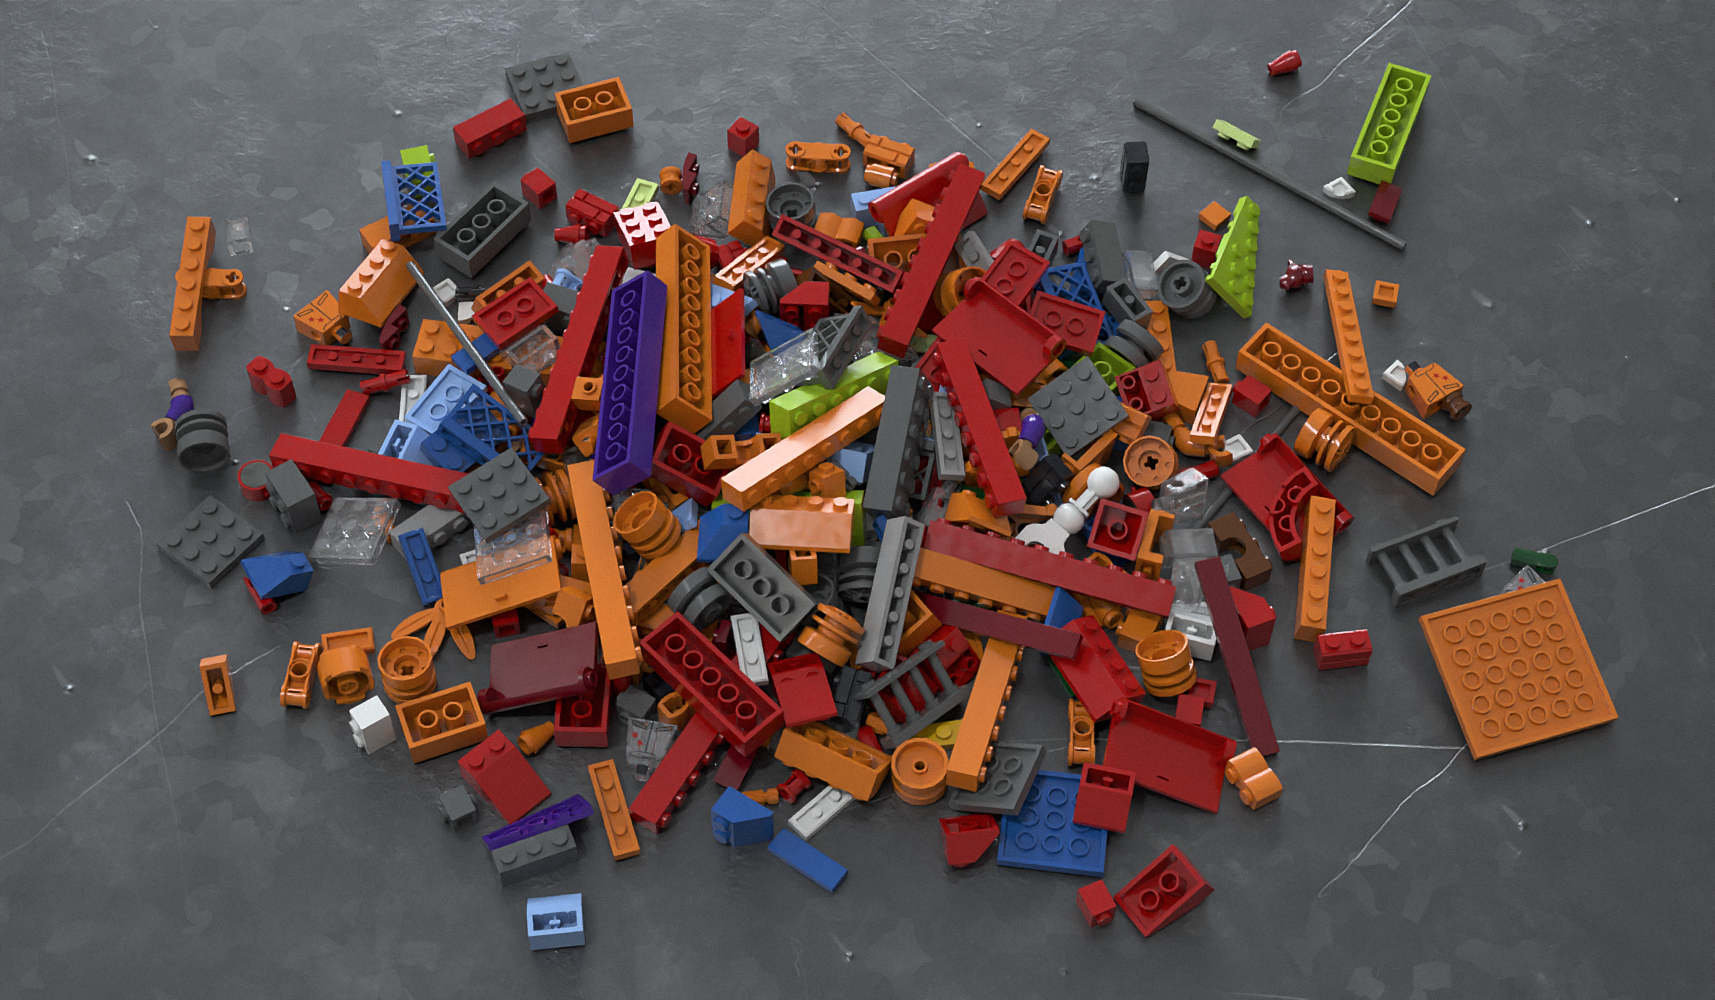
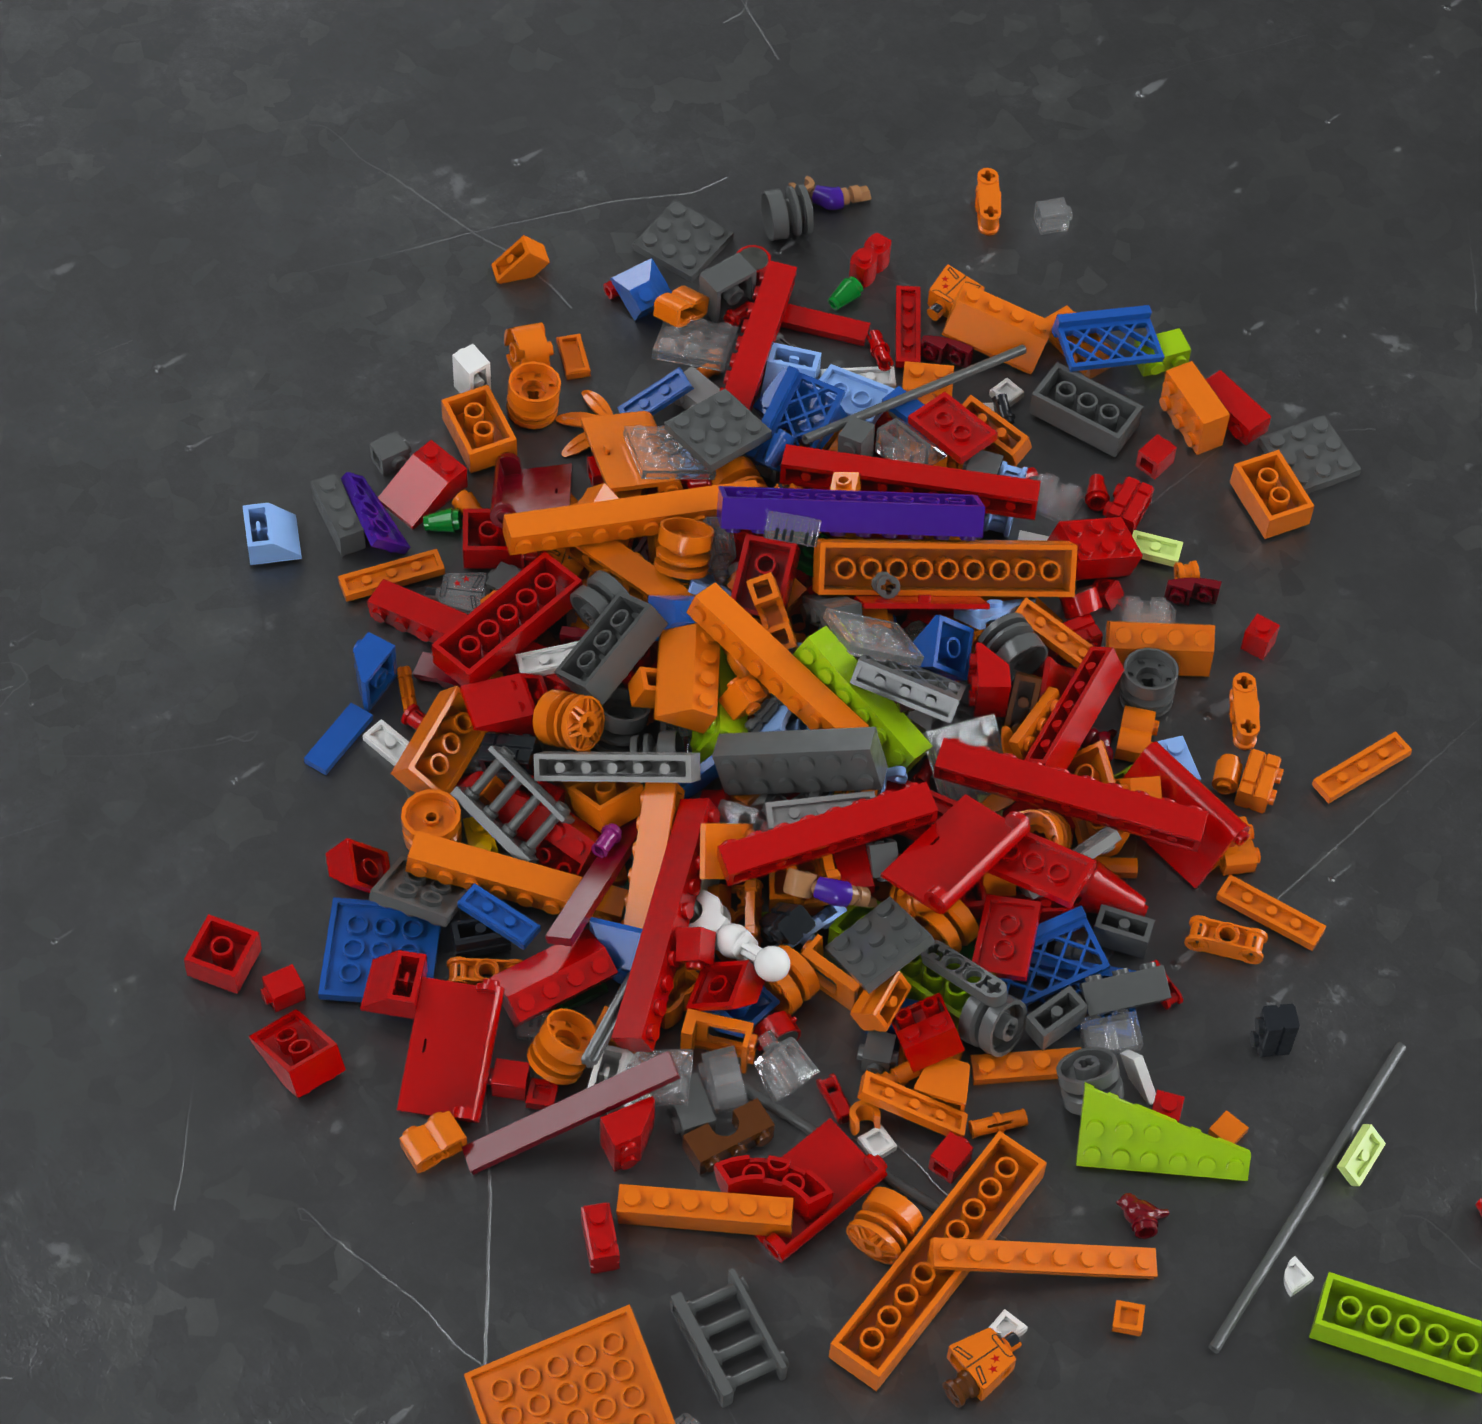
camera: 85 degrees right, 0 degrees up
(187, 309) = (1027, 179): orange arch -> none
(297, 688) = (525, 314): orange piece -> none
(305, 404) = (845, 293): none -> green cone
(312, 535) = (681, 306): none -> orange brick
(494, 149) = (1194, 408): none -> orange brick
(524, 449) = (777, 446): none -> blue cone
(550, 761) = (443, 521): none -> green cone
(656, 419) = (792, 528): none -> clear tile
(712, 363) = (891, 590): none -> dark grey bush
(854, 129) = (1296, 748): orange pin -> none
(876, 89) = (1361, 767): none -> orange plate
(954, 617) = (610, 835): none -> magenta pin
(1035, 707) = (499, 916): none -> blue tile
(1044, 729) = (475, 939): none -> black brick
(1063, 954) = (222, 954): none -> red brick
(1081, 543) = (695, 947): none -> red brick
(1108, 356) = (968, 969): none -> dark grey beam
(1138, 456) = (830, 1036): orange wheel -> none
(1143, 619) = (604, 1031): none -> dark grey axle
(1384, 201) = (1278, 1324): dark red slope -> none

